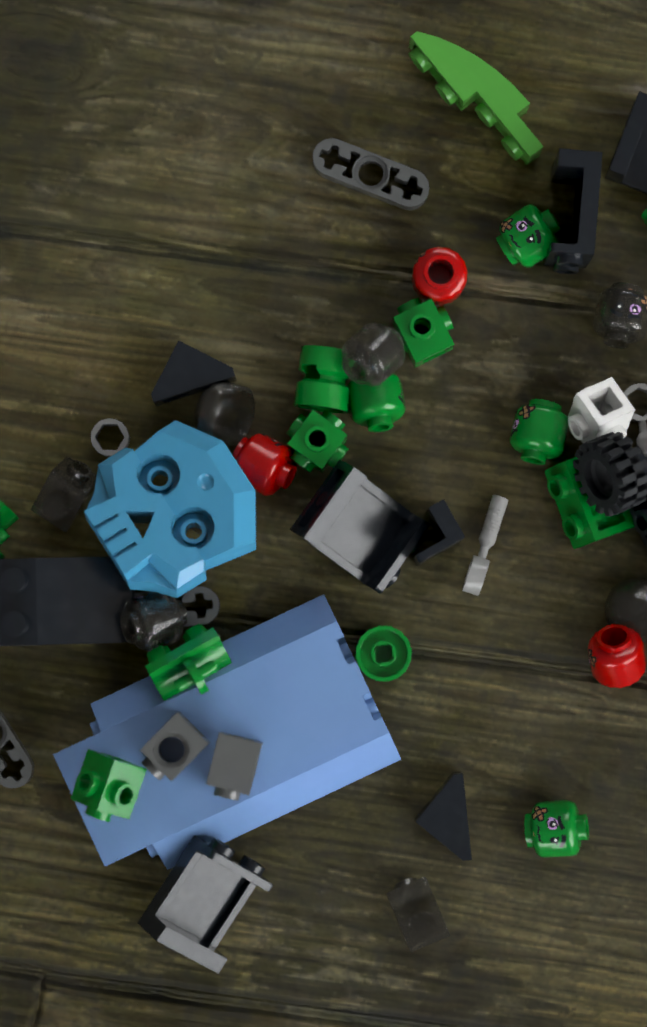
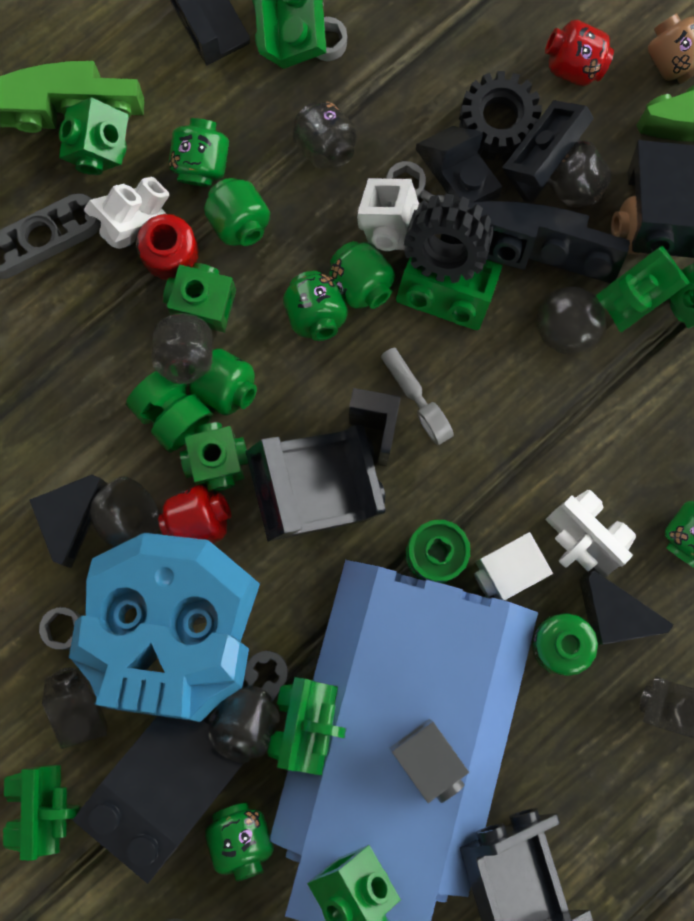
camera: 55 degrees left, 5 degrees down
(72, 683) = (238, 841): none -> green head
(191, 738) = (366, 780): dark grey brick -> none
(394, 796) = (564, 644): none -> green head
(417, 715) = (512, 568): none -> white brick
(442, 226) = (127, 210): none -> white hips
(474, 151) = (93, 136): none -> green brick
(483, 751) = (587, 538): none -> white hips
(487, 417) = (314, 306): none -> green head
(508, 301) = (236, 212): none -> green head
(584, 171) = (185, 67): black panel -> none
(617, 656) = (598, 365): red head -> none

